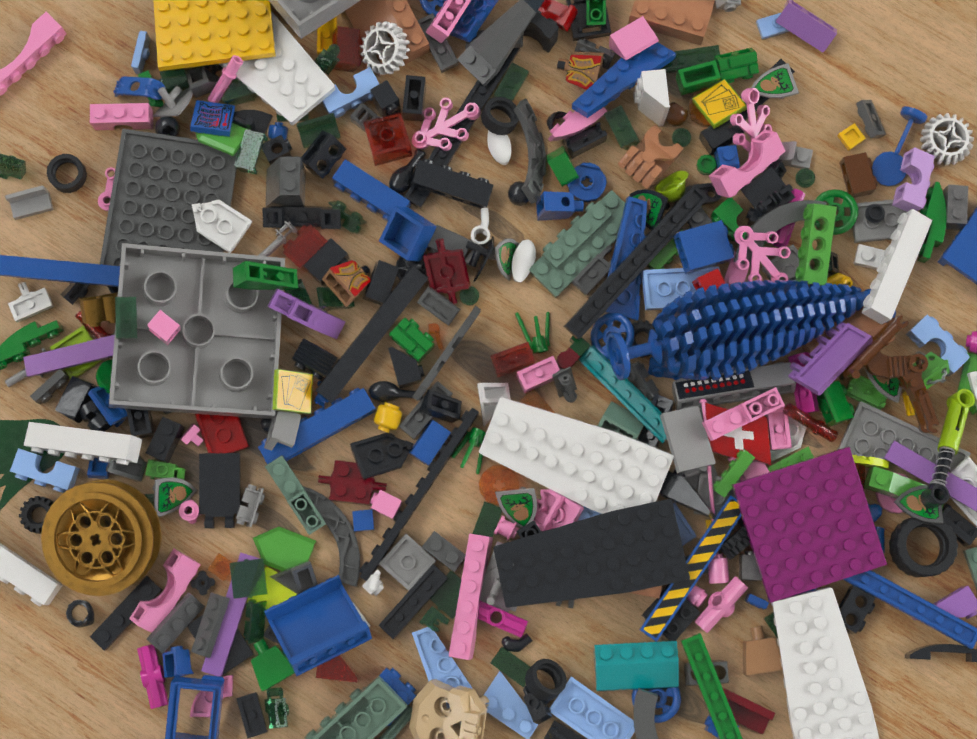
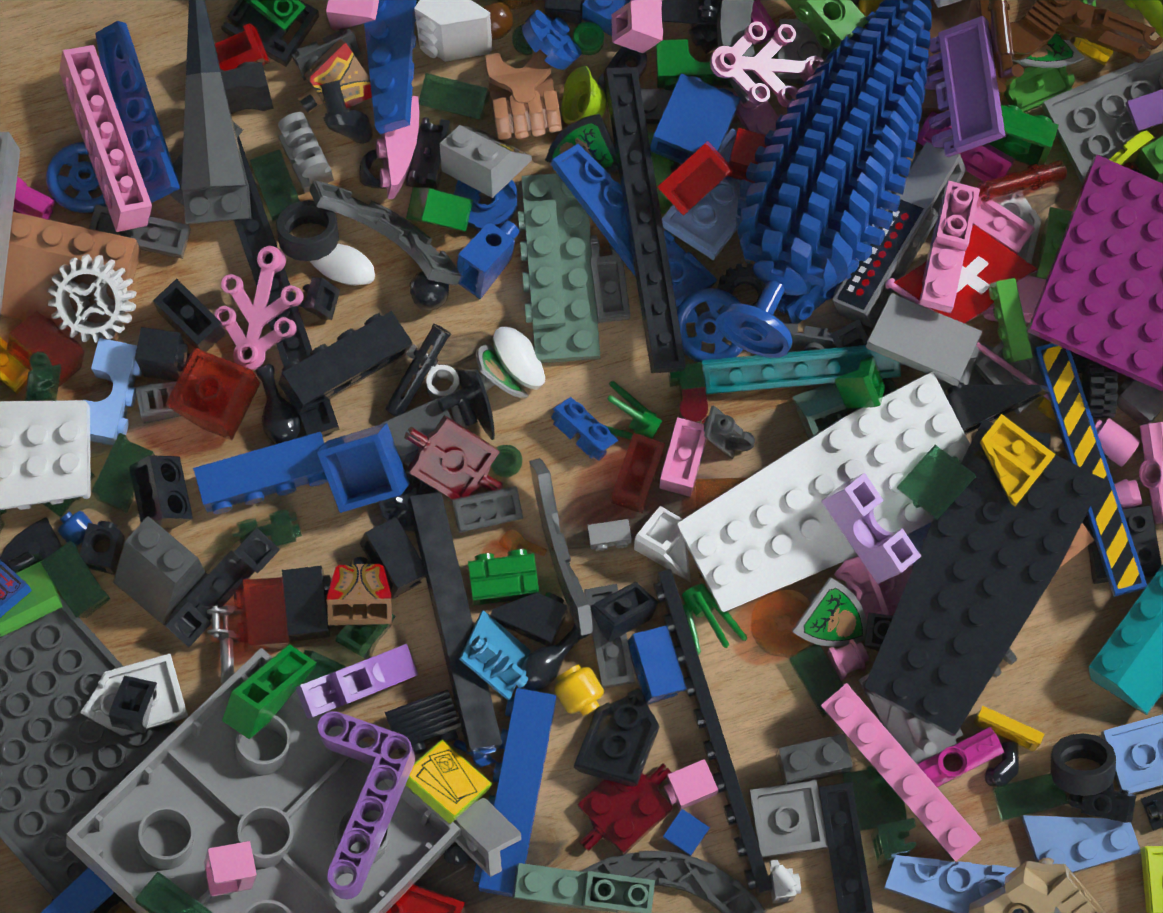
camera: 50 degrees left, 5 degrees down
(213, 223) = (133, 704): none -> black slope
(251, 362) = (370, 798): none -> medium lavender beam
(371, 365) = (496, 655): none -> dark azure hinge
(474, 149) = (320, 298): none -> black tile
(476, 373) = (609, 534): none -> light grey piece
(496, 215) = (437, 337): none -> black pin
(515, 312) = (573, 418): none -> blue hinge
(535, 630) = (1009, 728): none -> yellow tile
(537, 82) = (303, 150): none -> light grey legs
(565, 85) = (341, 119): none -> black arm
(566, 501) = (881, 551): none -> lavender arch
(601, 164) = (481, 159): none -> light grey slope
(621, 500) = (936, 482): none -> clear green piece
(640, 430) = (862, 387): none -> green slope
(662, 528) = (1014, 457): none -> yellow wing
(674, 268) = (695, 178): none -> red panel
(688, 147) = (552, 38): none -> blue plate

